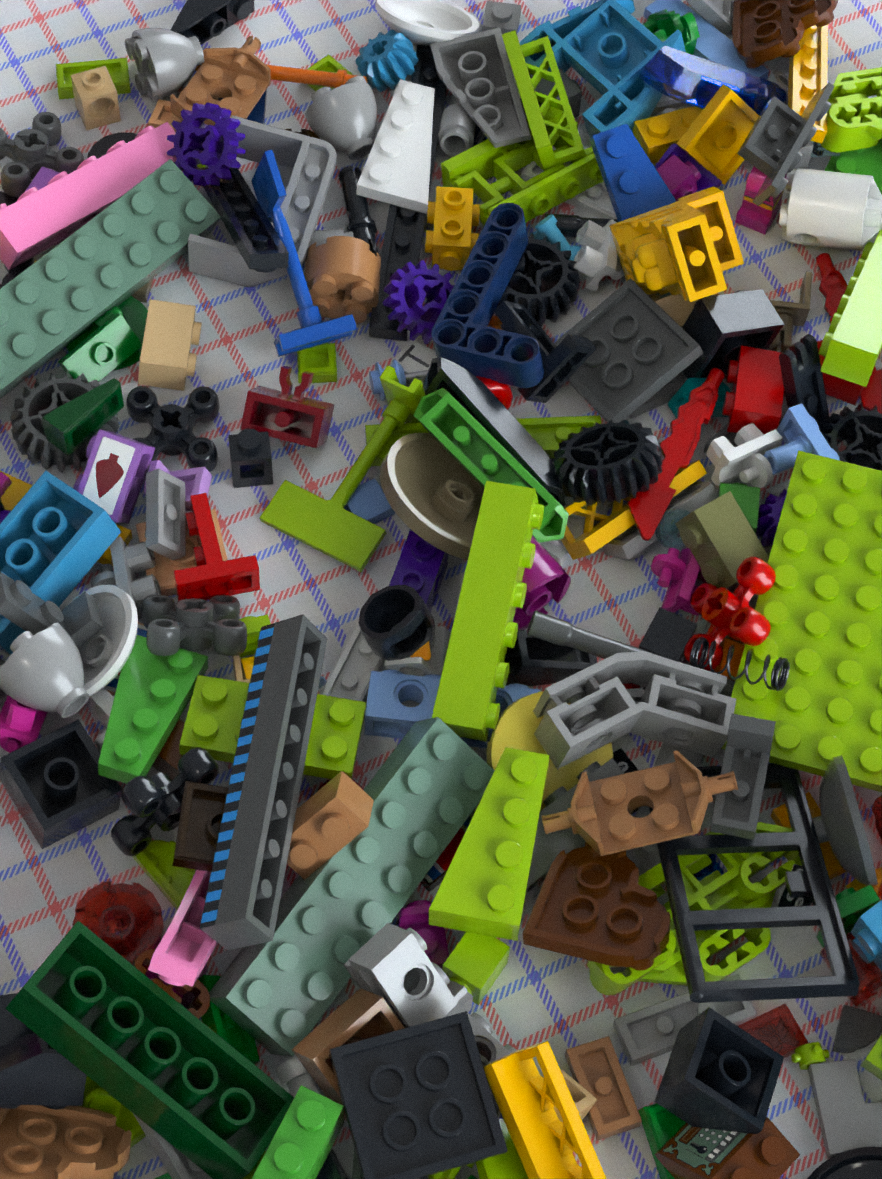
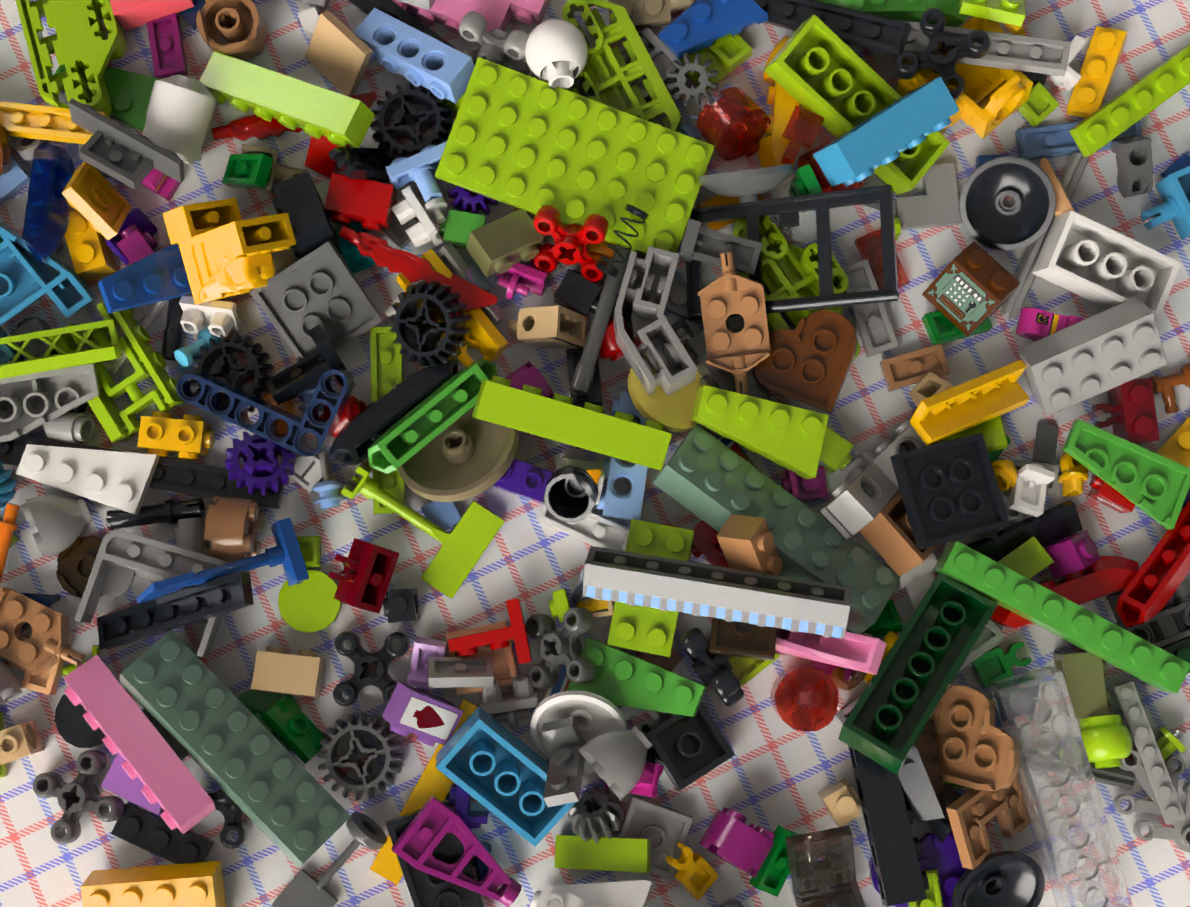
camera: 85 degrees left, 25 degrees up
(83, 416) = (376, 742): dark green slope -> none
(206, 144) = (83, 651): dark purple gear -> none
(250, 364) = (311, 603): none -> lime tile
(618, 595) = (549, 327): none -> tan torso
(719, 1076) = (925, 288): black slope -> none
(780, 284) = (248, 171): none -> green plate

